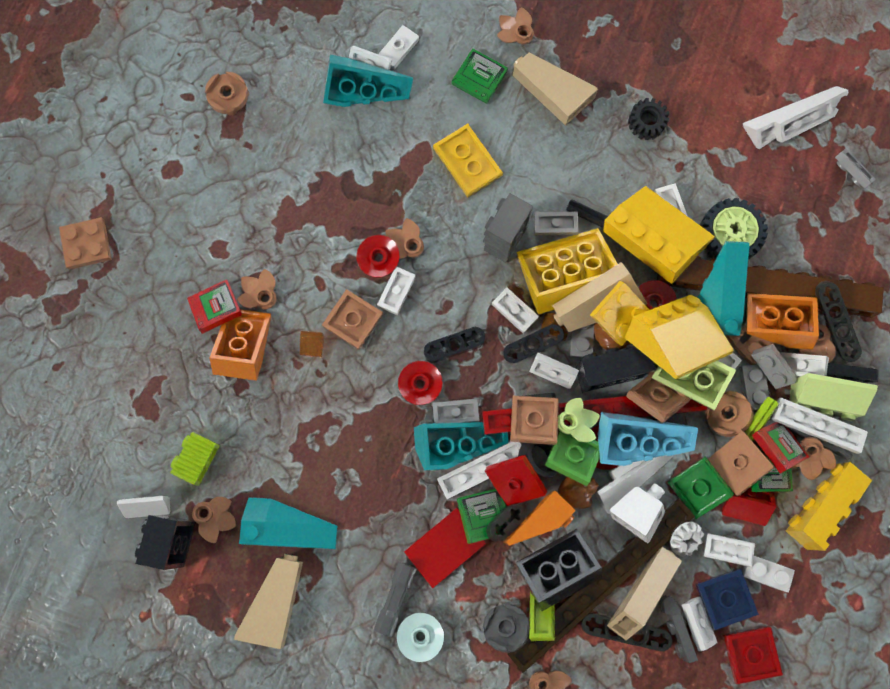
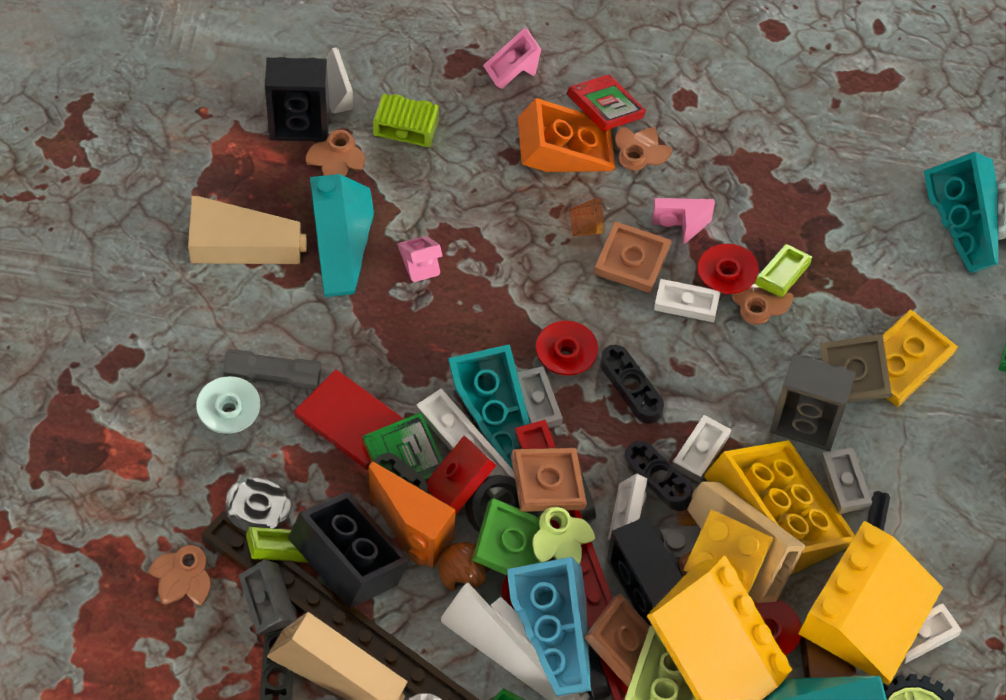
camera: 75 degrees right, 20 degrees down
(159, 366) = (516, 56): none -> bright pink slope
(232, 103) = (895, 76): nougat plate -> none
(318, 471) = (421, 257): none -> bright pink slope
(326, 271) = (688, 213): none -> bright pink slope
(385, 219) = (783, 270): none -> lime tile
(477, 193) = (867, 359): none -> dark tan plate
(582, 632) = (267, 597): none -> flat silver slope
(640, 511) = (451, 648): white torso -> none

